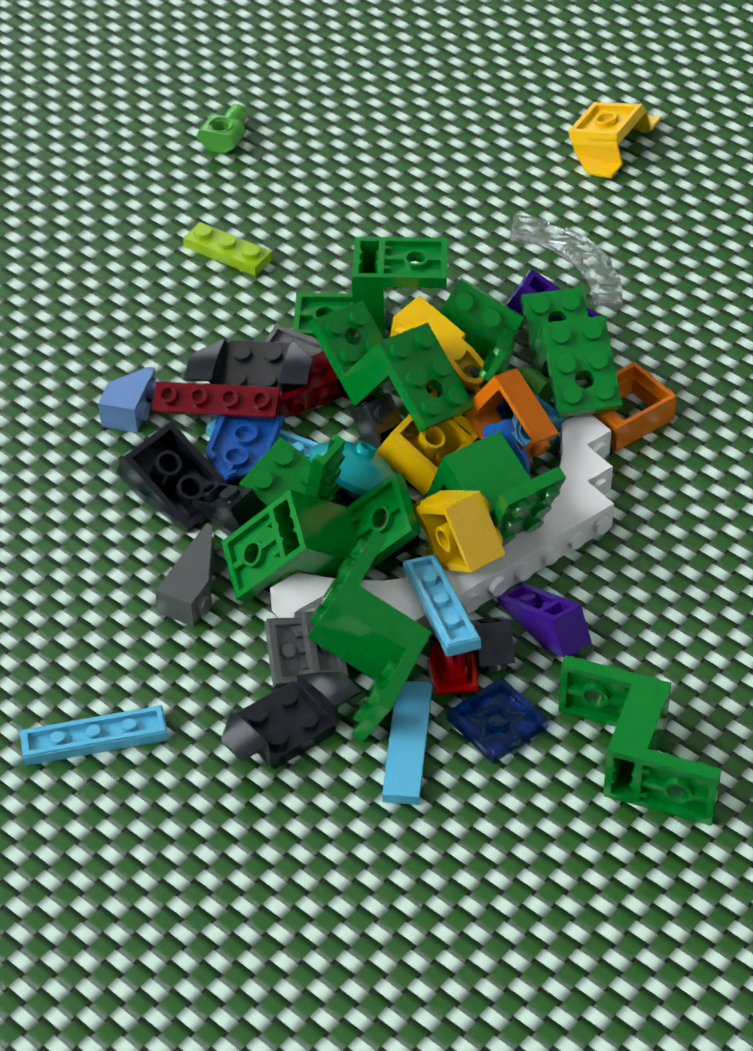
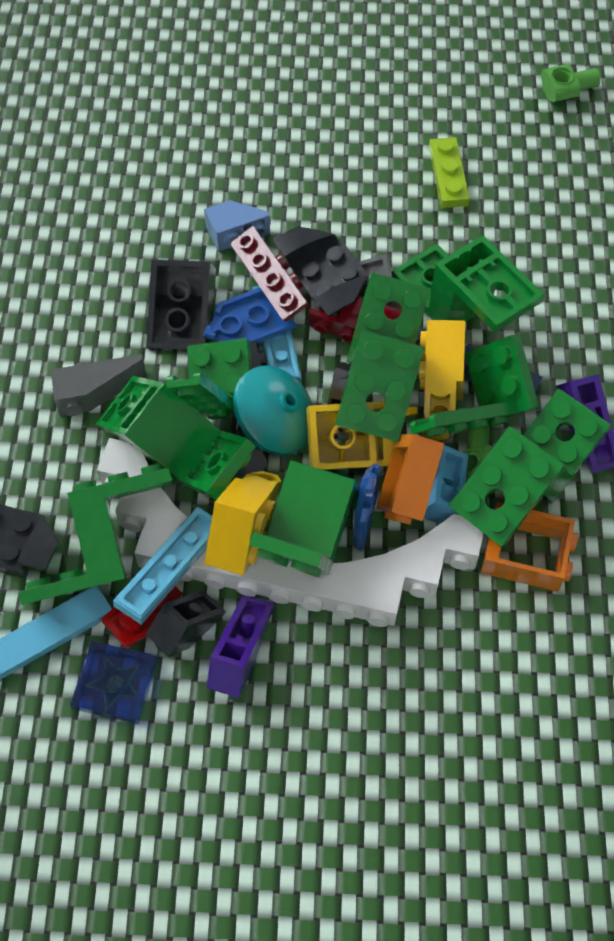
camera: 50 degrees right, 15 degrees up
(227, 505) = (172, 353): black slope -> none
(294, 653) = (55, 502): dark grey slope -> none
(634, 766) = (144, 809): green bracket -> none

